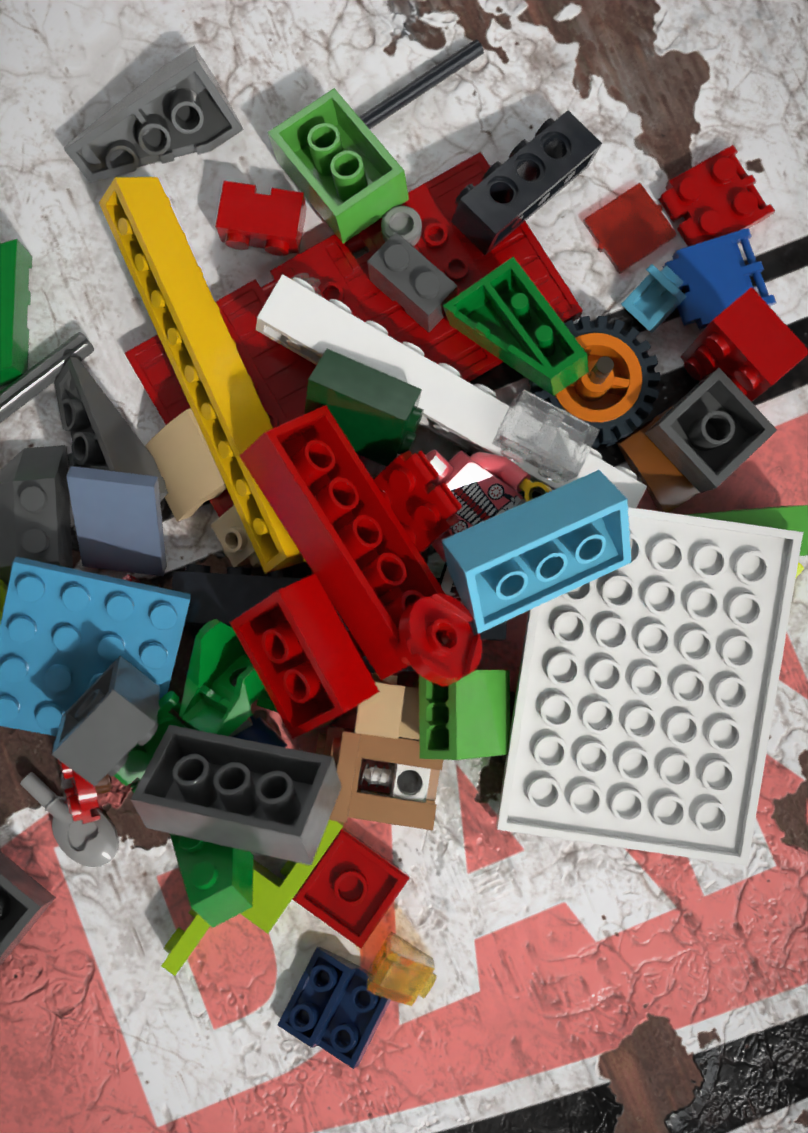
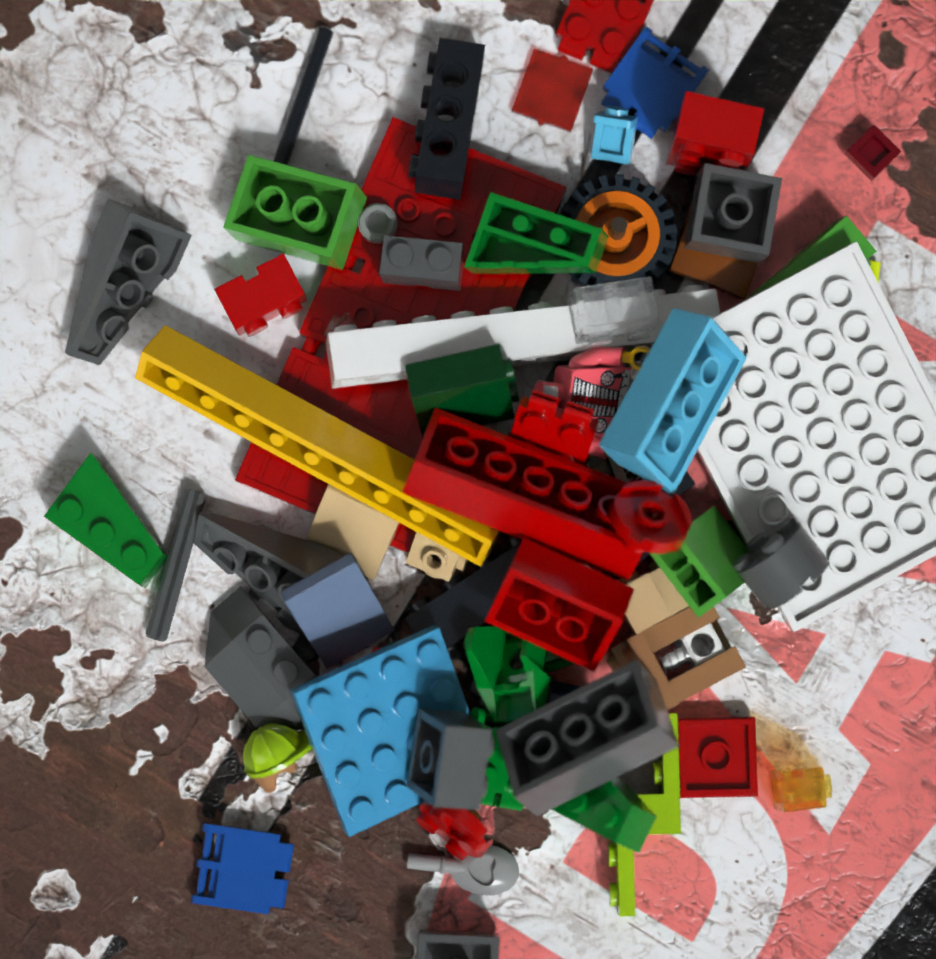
camera: 30 degrees left, 0 degrees up
(334, 1008) = (772, 854): dark blue slope -> none
(528, 765) = (780, 563): none -> dark grey brick

